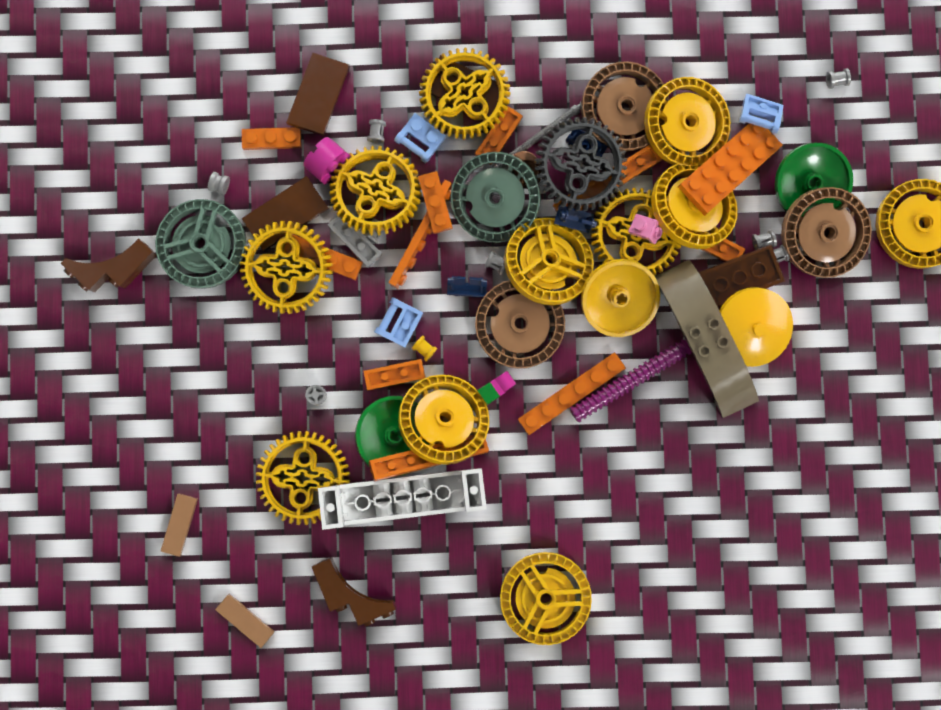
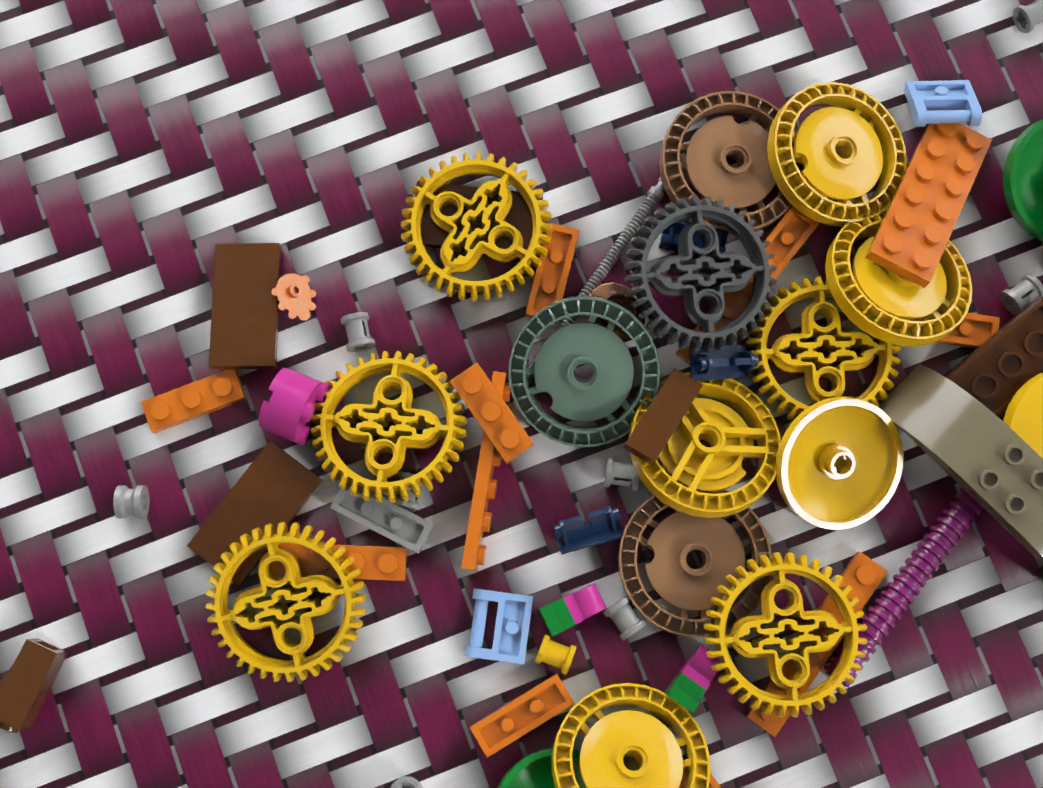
camera: 20 degrees left, 5 degrees down
(185, 241) = (107, 614): sand green piece -> none
(348, 98) = (295, 295): none -> piece
(424, 133) = (433, 309): light blue plate -> none
(442, 327) = (572, 609): none -> leg
(469, 342) = (624, 618): none -> light grey bush
(529, 237) = (663, 416): none -> reddish brown tile
(589, 388) = (775, 660): none -> yellow gear
(645, 228) = (839, 339): bright pink bracket -> none

